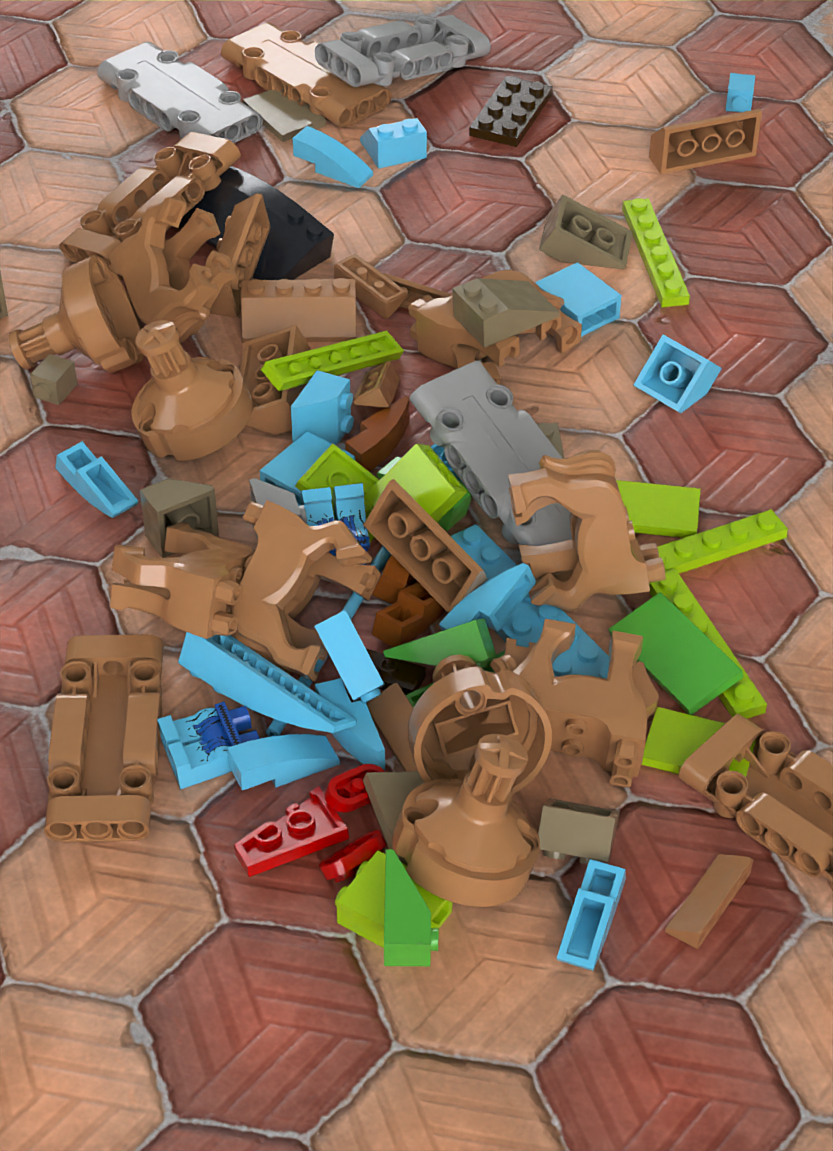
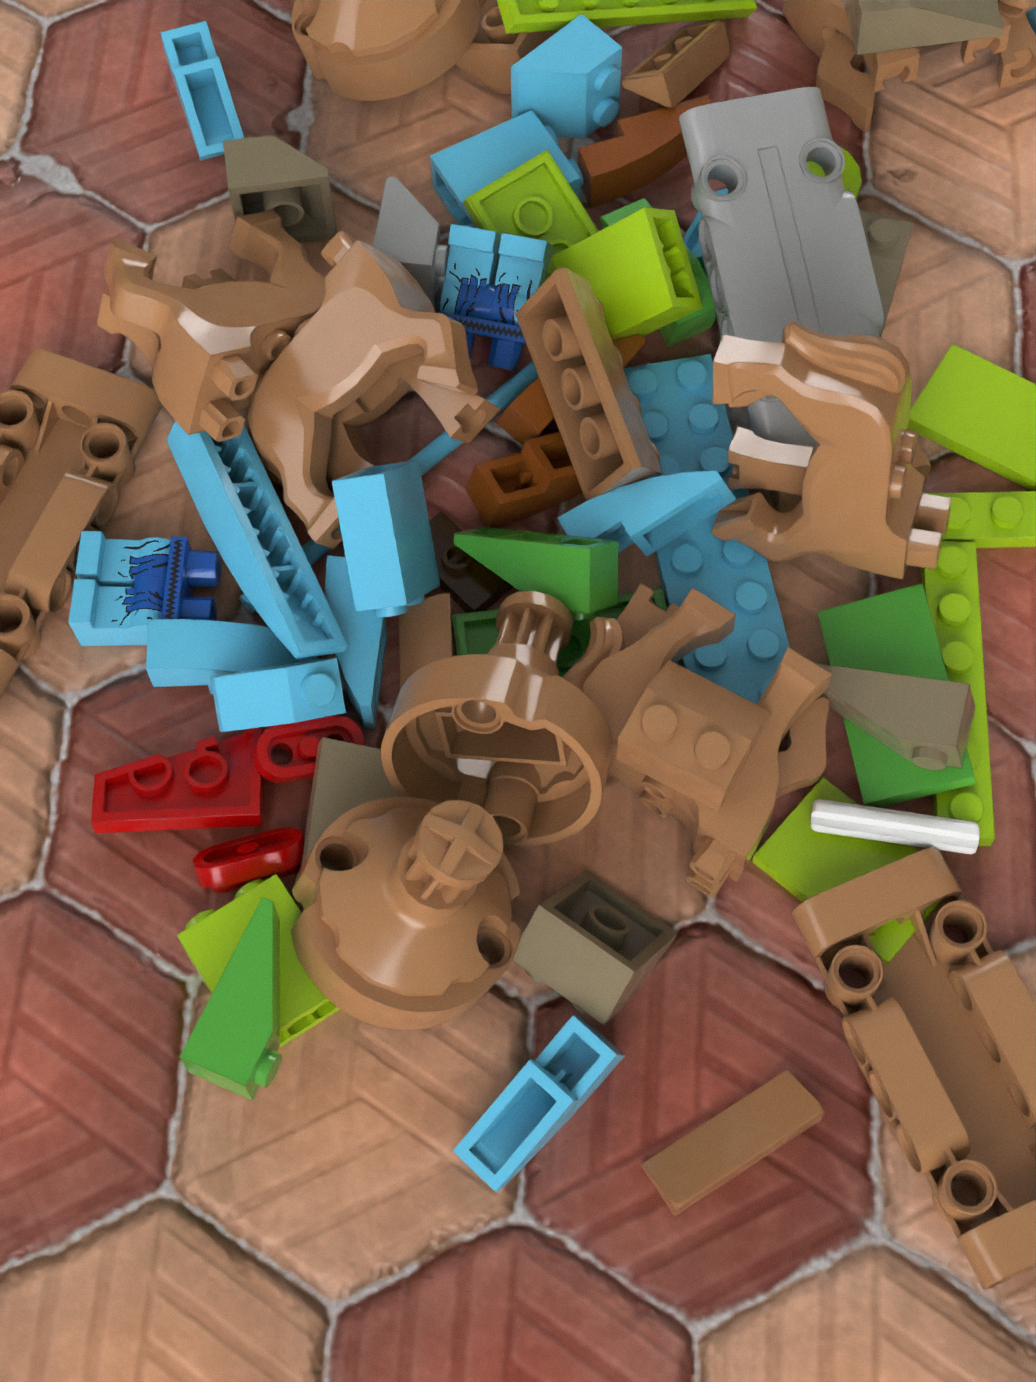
camera: 25 degrees right, 20 degrees up
(326, 760) = (278, 694): none -> medium azure slope
(586, 689) = (691, 734): none -> medium nougat slope
(688, 651) = (908, 714): none -> dark tan slope
(710, 713) = (894, 826): none -> white axle

